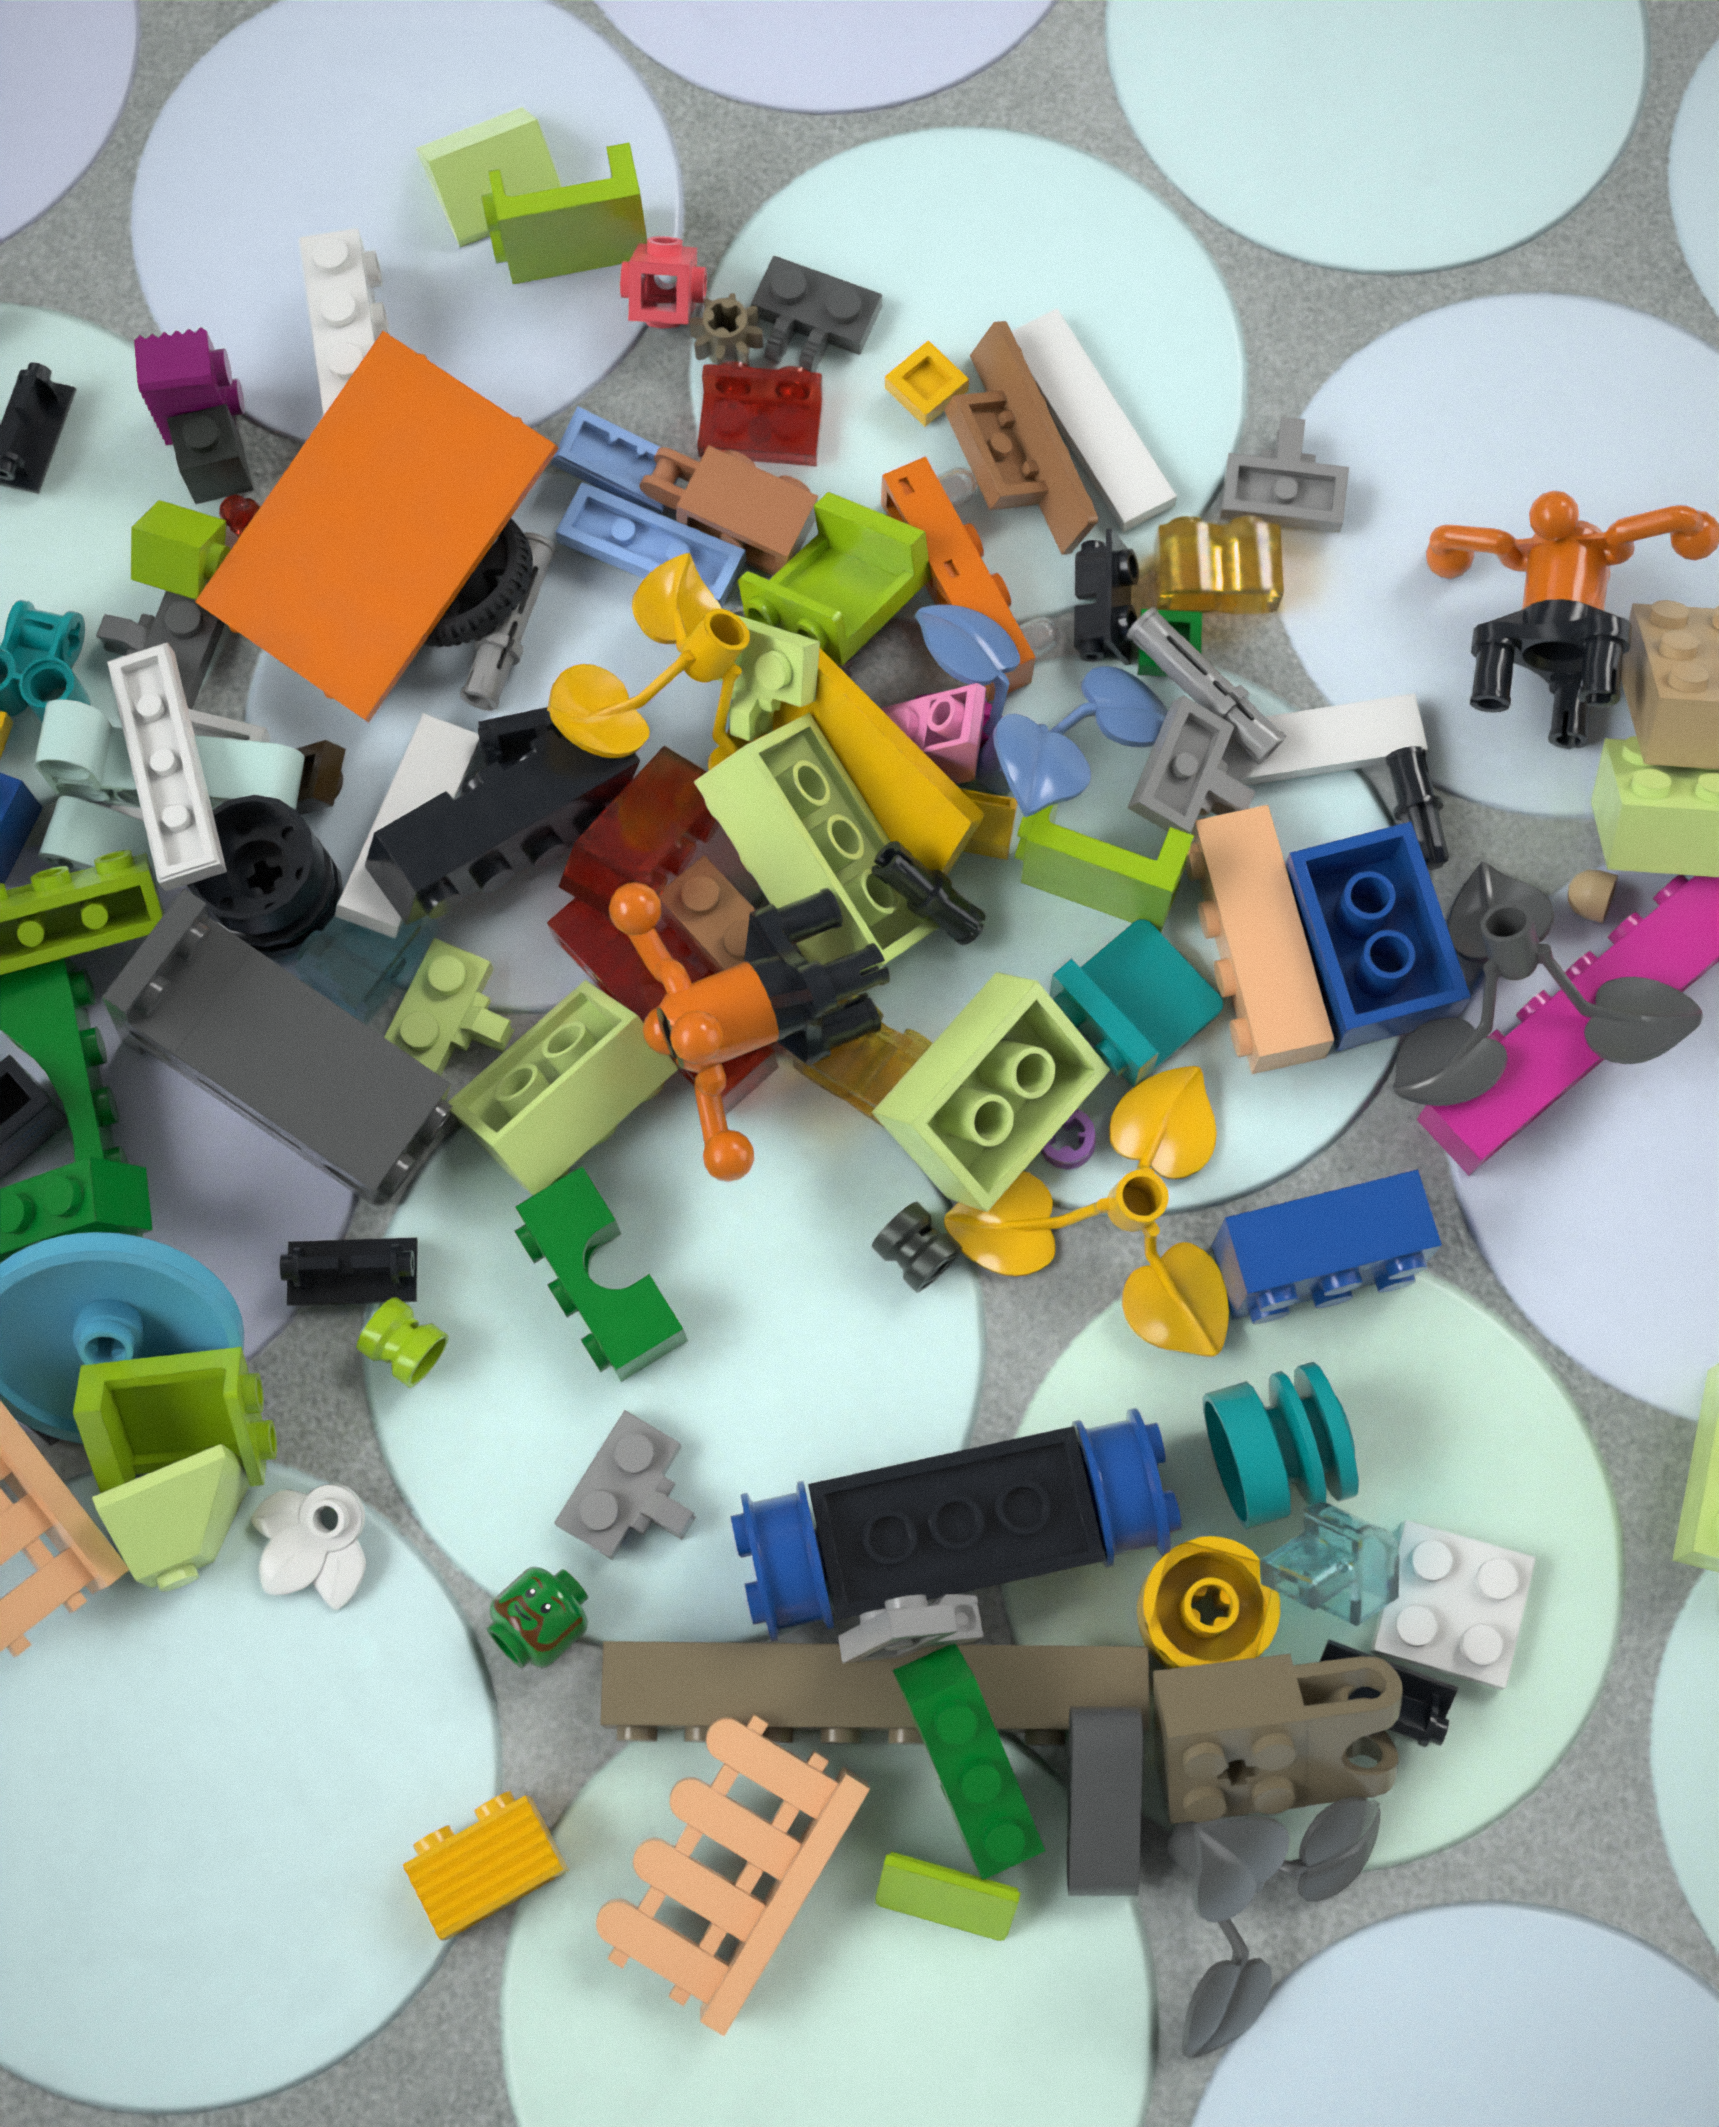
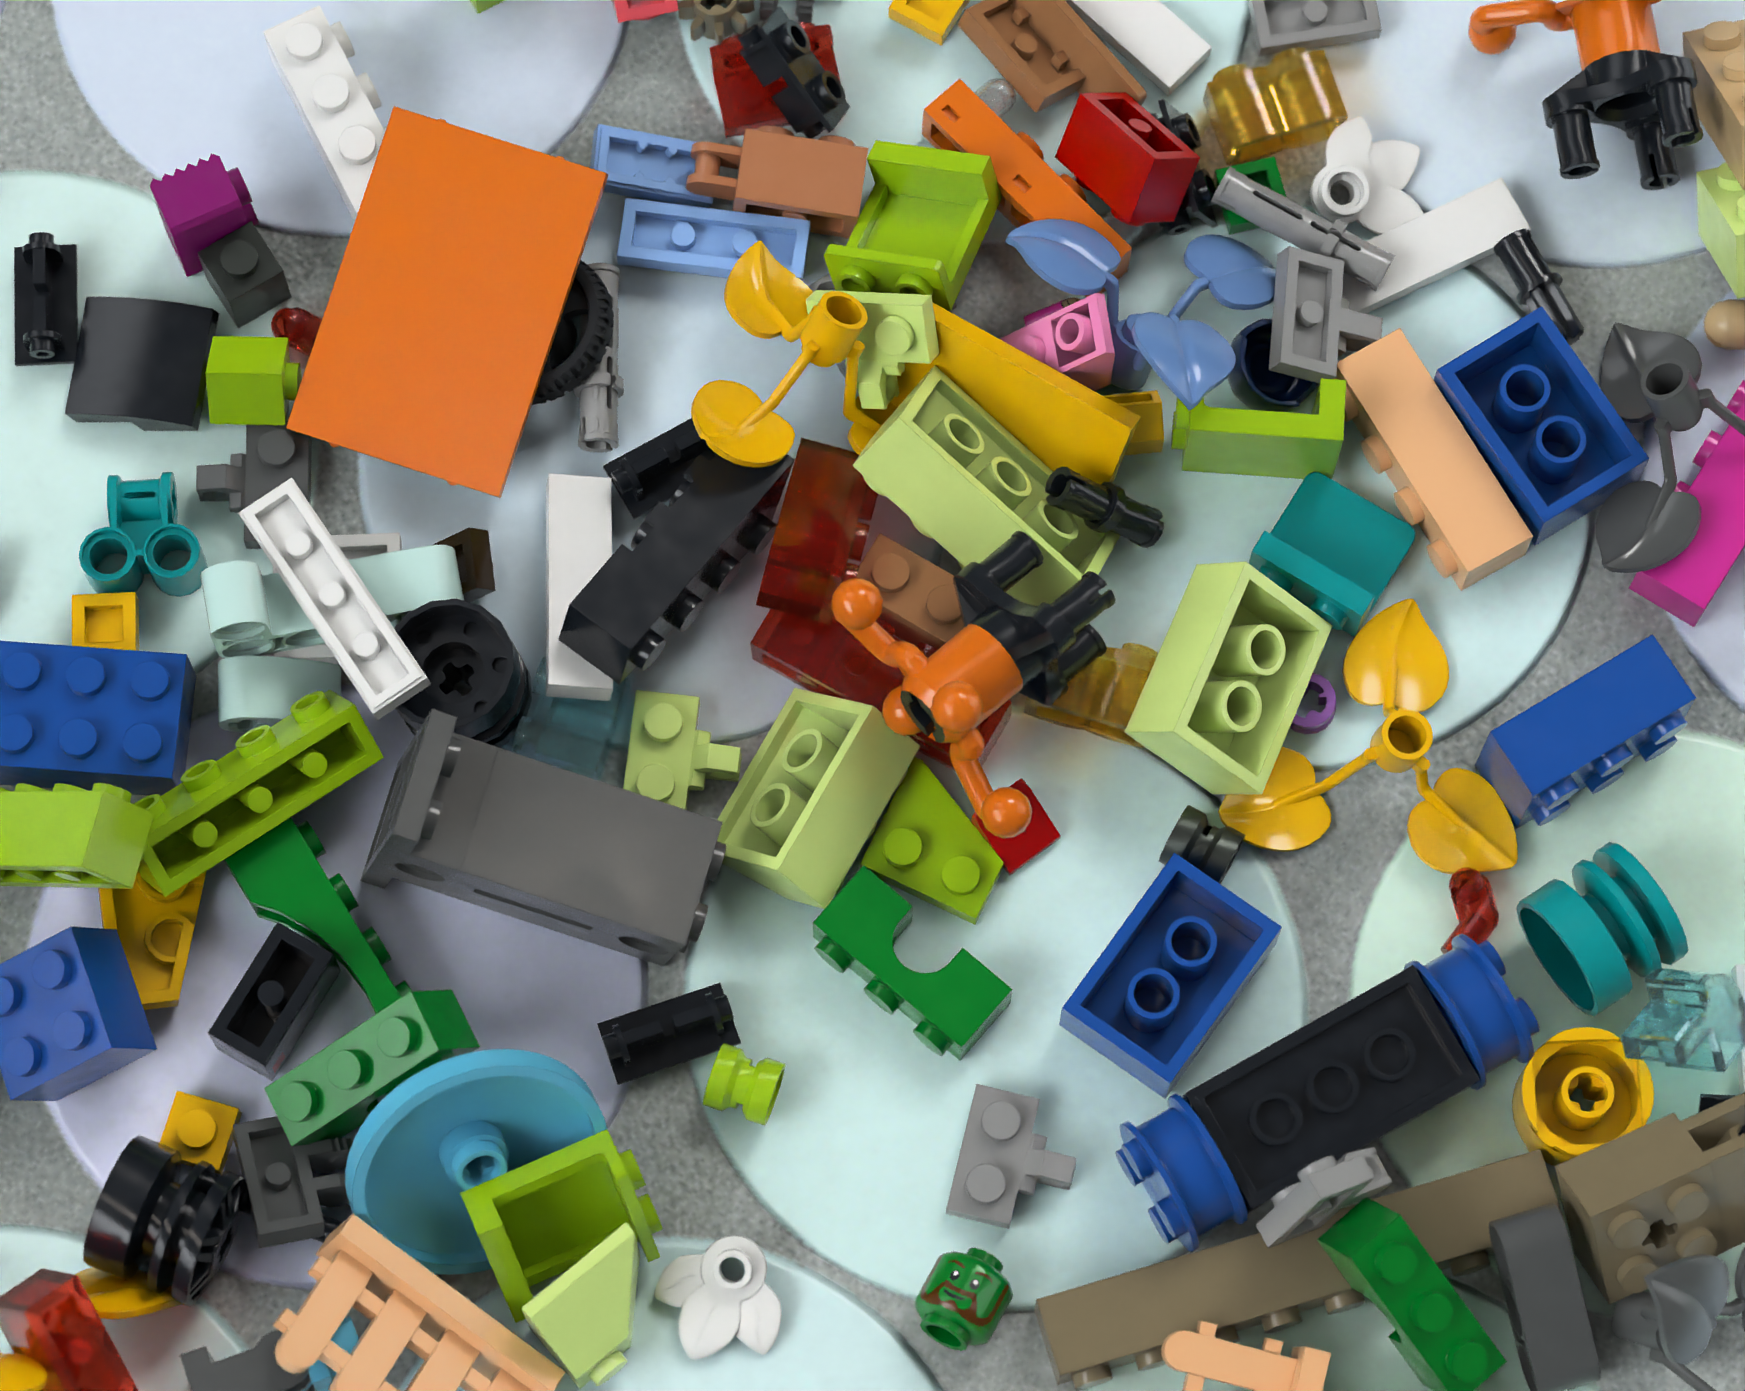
camera: 20 degrees left, 0 degrees up
(88, 508) = (141, 363): none -> black slope
(661, 1171) = (933, 848): none -> lime wing
(760, 1185) = (1024, 847): none -> red slope
(767, 382) = (782, 49): none -> black hinge
(842, 1361) = (1169, 975): none -> blue brick
(1058, 572) = (1127, 158): none -> red brick
(1113, 819) = (1252, 379): none -> dark blue hair
(1164, 1384) = (1473, 906): none -> clear red arm
(1291, 655) = (1371, 174): none -> white plate

